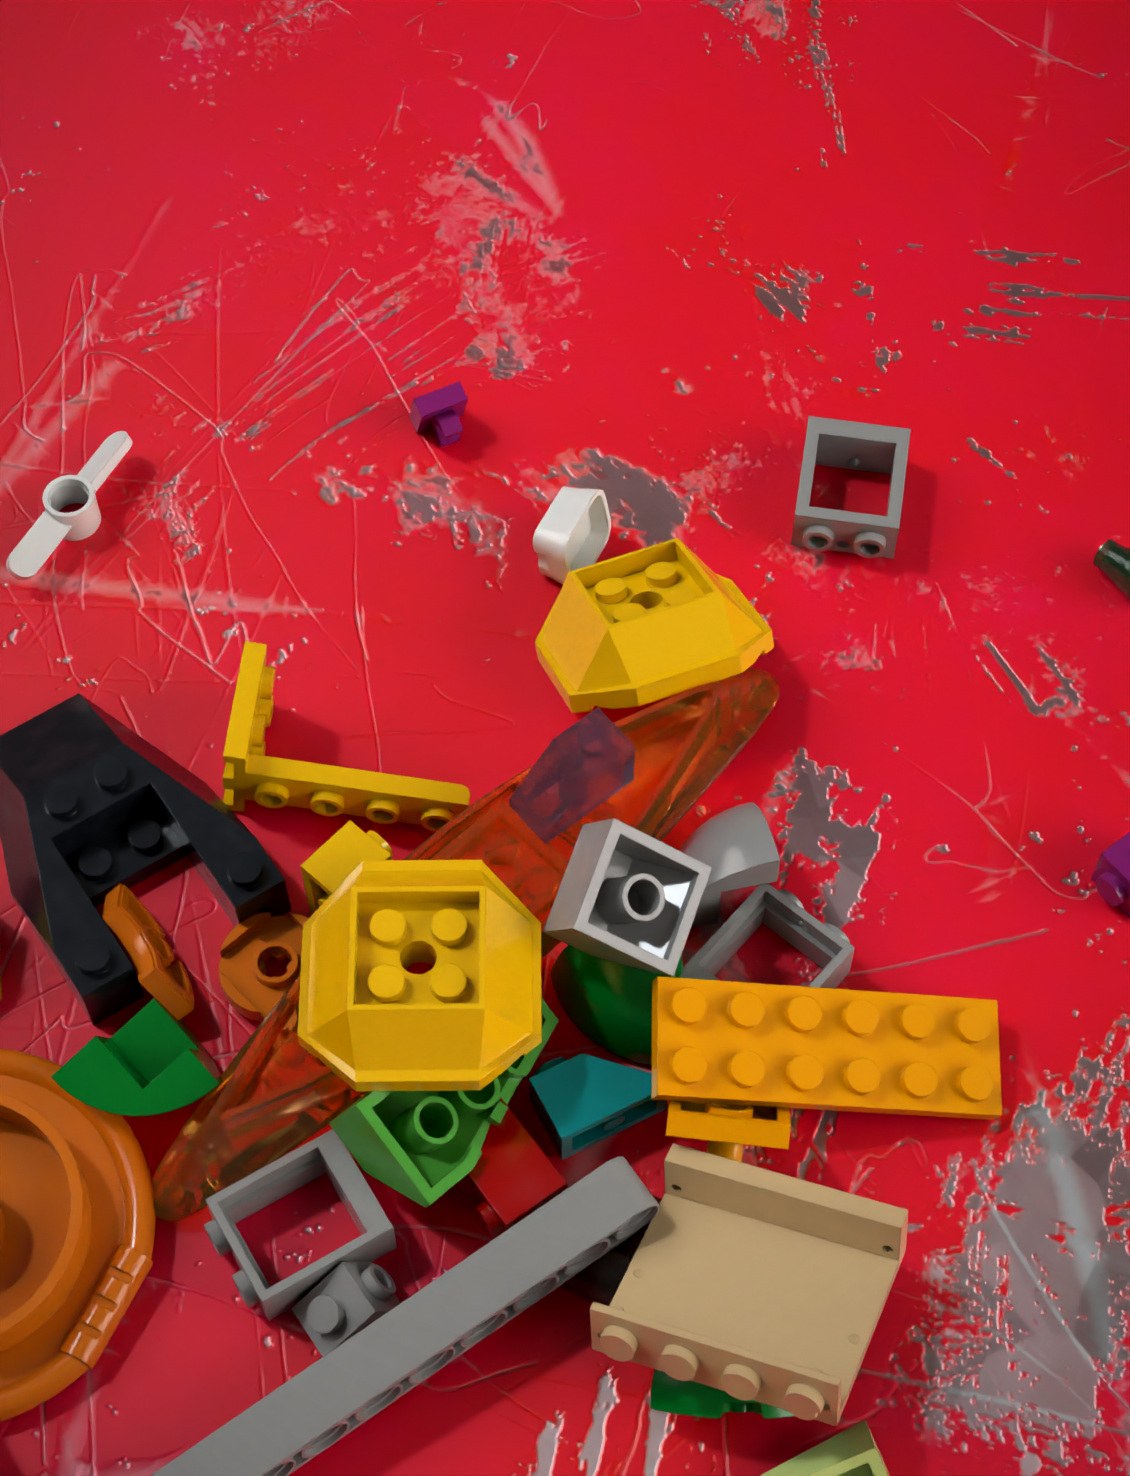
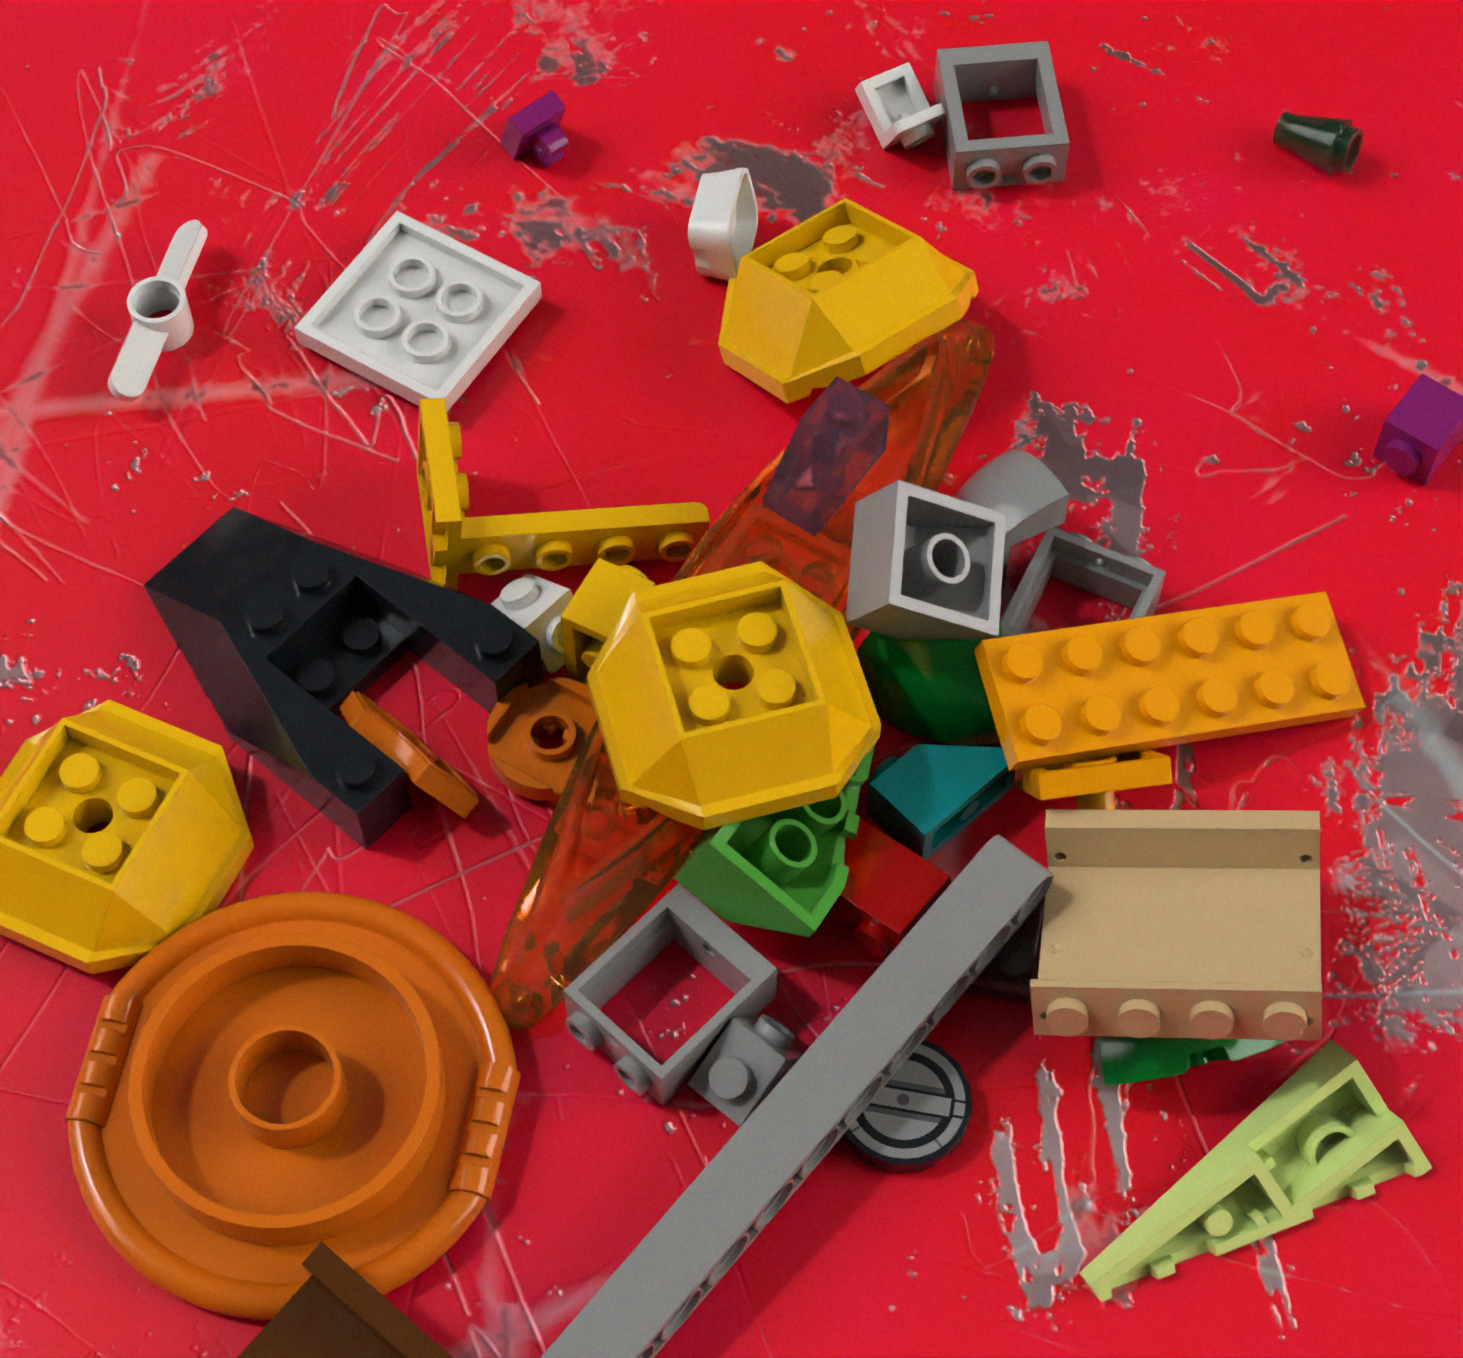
camera: 15 degrees left, 0 degrees up
(143, 1068) = (446, 872): green brick -> none
(288, 556) = (418, 312): none -> white plate
(288, 846) = (537, 608): none -> white bracket
(480, 1389) = (915, 1115): none -> tile
(762, 460) = (898, 107): none -> white bracket

